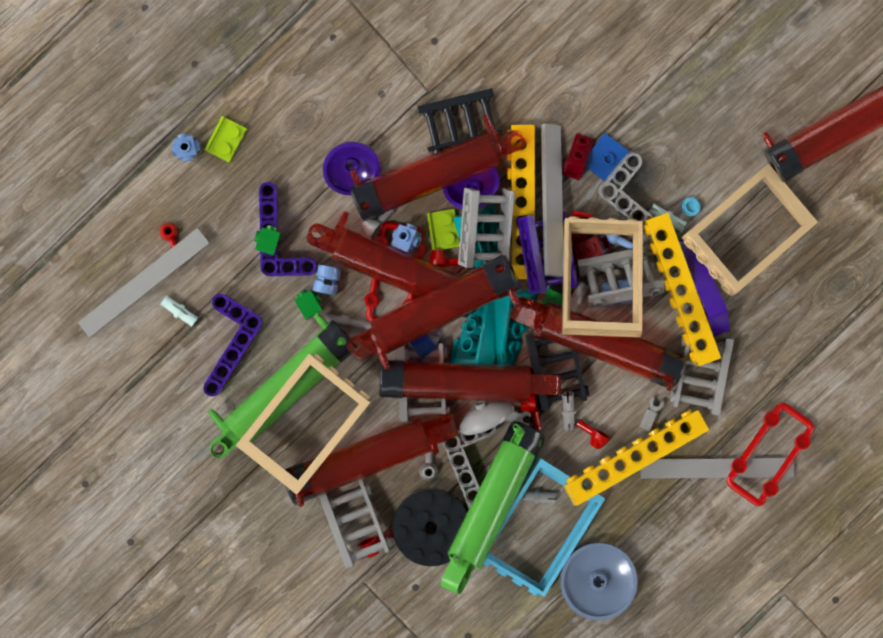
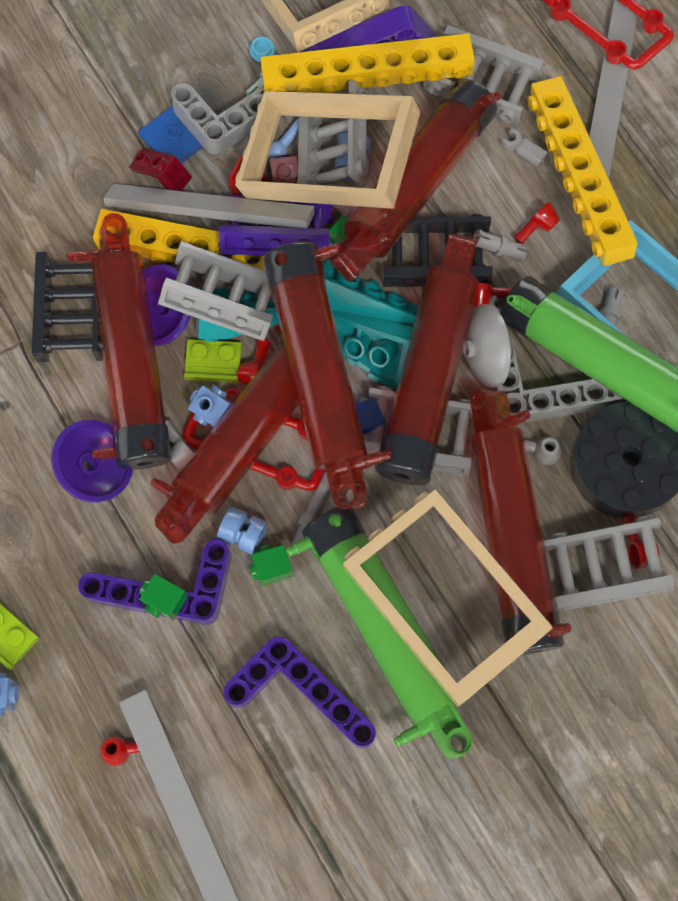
camera: 75 degrees left, 15 degrees down
(179, 311) = (236, 760): light aqua pin -> none

